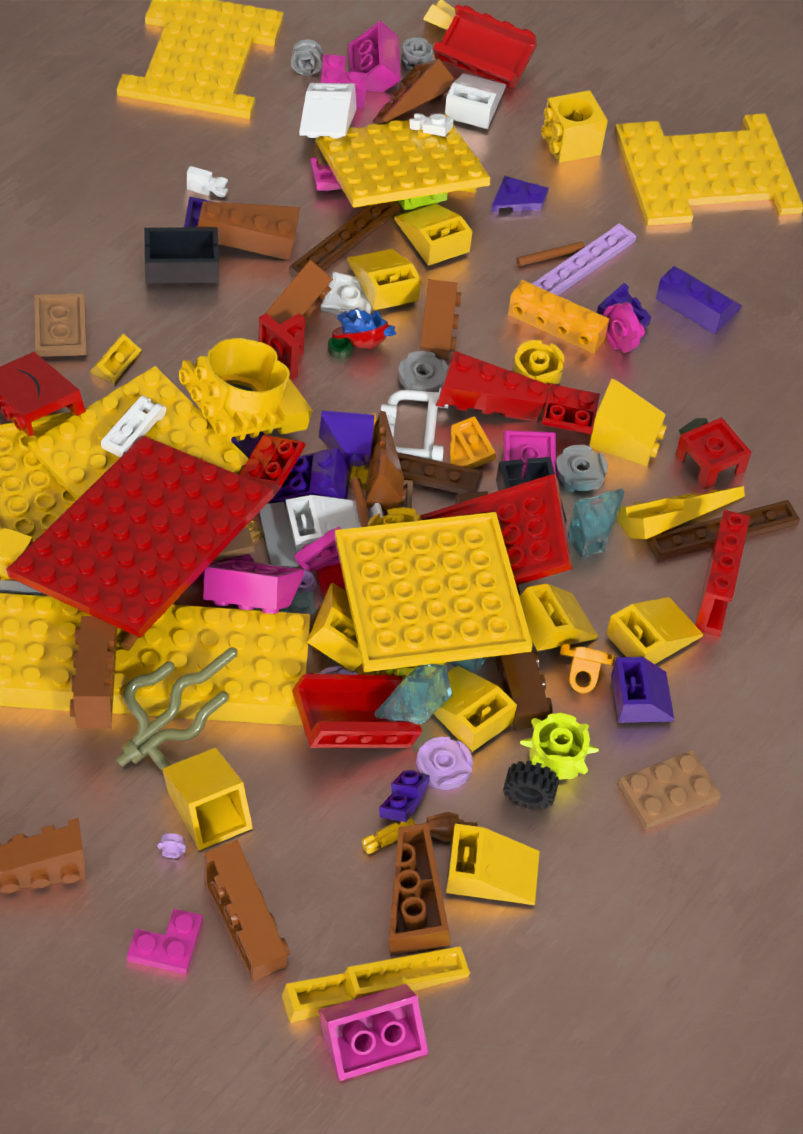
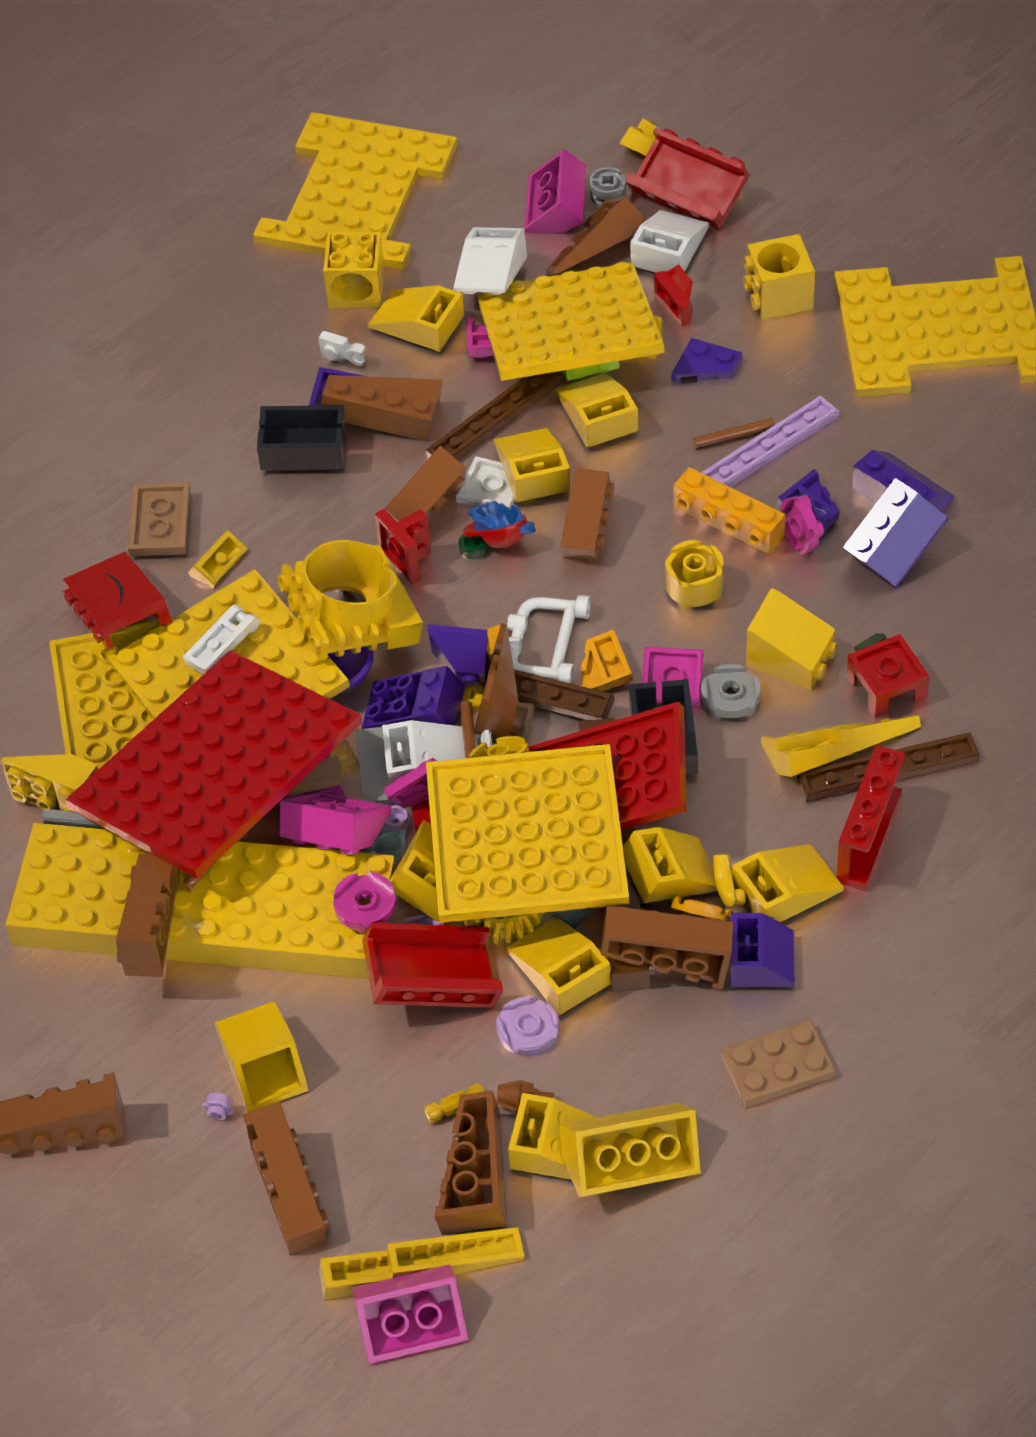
camera: 15 degrees right, 0 degrees up
(148, 738) = (203, 987): olive plant -> none
(170, 950) = (203, 1218): dark pink plate -> none
(211, 116) = (354, 270): none -> yellow brick
(271, 154) = (420, 315): none -> yellow slope
(272, 461) = (370, 684): red slope -> none
(291, 669) = (359, 916): none -> dark pink plate
(306, 58) = (474, 195): light grey wheel -> none
(334, 72) = (506, 213): dark pink brick -> none
(405, 797) = (479, 1060): dark purple slope -> none
(416, 361) = (563, 562): light grey plate -> none
(417, 695) = (500, 949): clear light blue slope -> none
(435, 124) = (613, 277): white plate -> none
(486, 138) = (674, 291): none -> red slope
(491, 389) = (635, 598): red wedge -> none
(531, 785) = (616, 1053): black tyre -> none
(556, 870) = (631, 1148): none -> yellow slope
(560, 745) = (655, 1011): neon yellow brick -> none
(568, 685) = (669, 942): none -> dark orange wedge
(571, 409) = (723, 622): red slope -> none
(594, 522) = (735, 755): clear light blue slope -> none
(603, 632) = (724, 882): none -> yellow arm
(704, 334) = (895, 532): none -> slope

